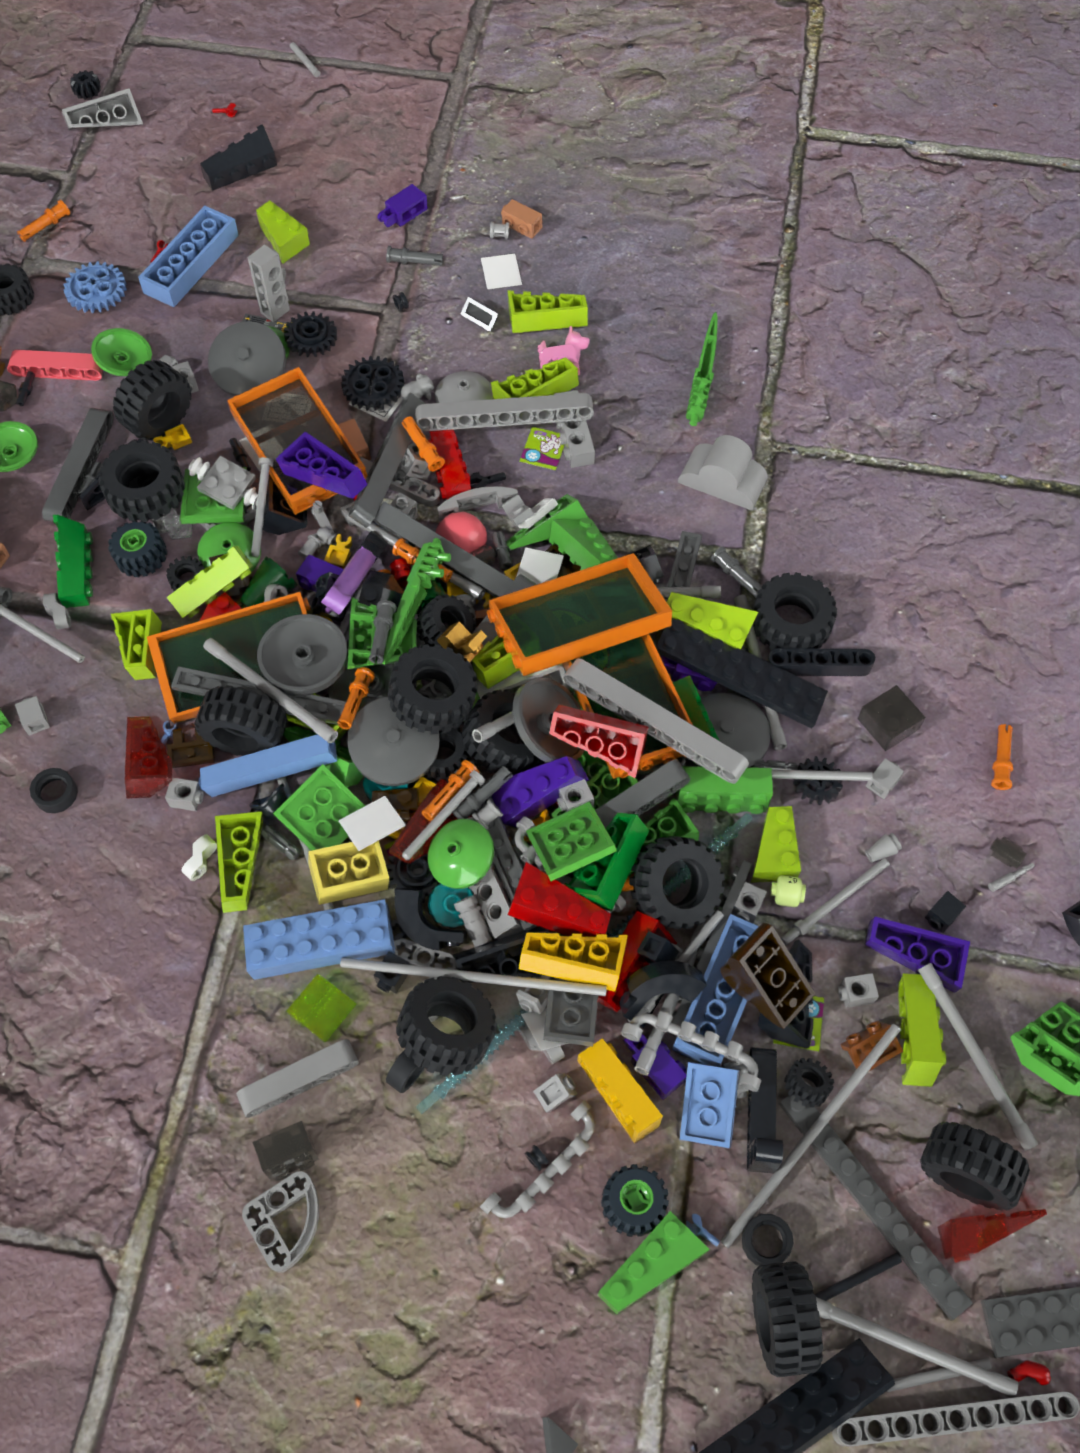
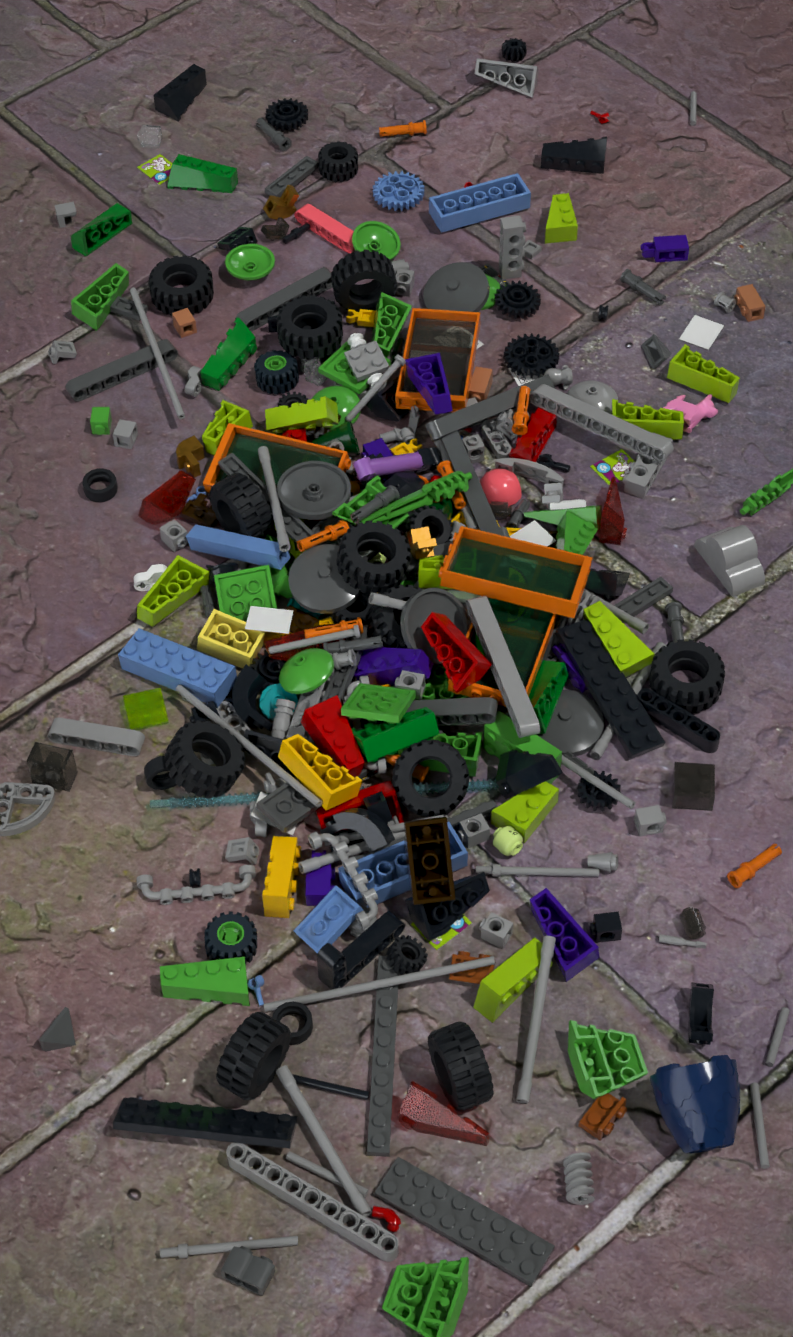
camera: 40 degrees right, 10 degrees down
(121, 697) = (188, 455): none -> pearl gold brick
(208, 429) = (389, 322): none -> bright green wedge
(590, 498) = (612, 518): none -> clear red wedge
(753, 817) = (523, 771): none -> black wedge

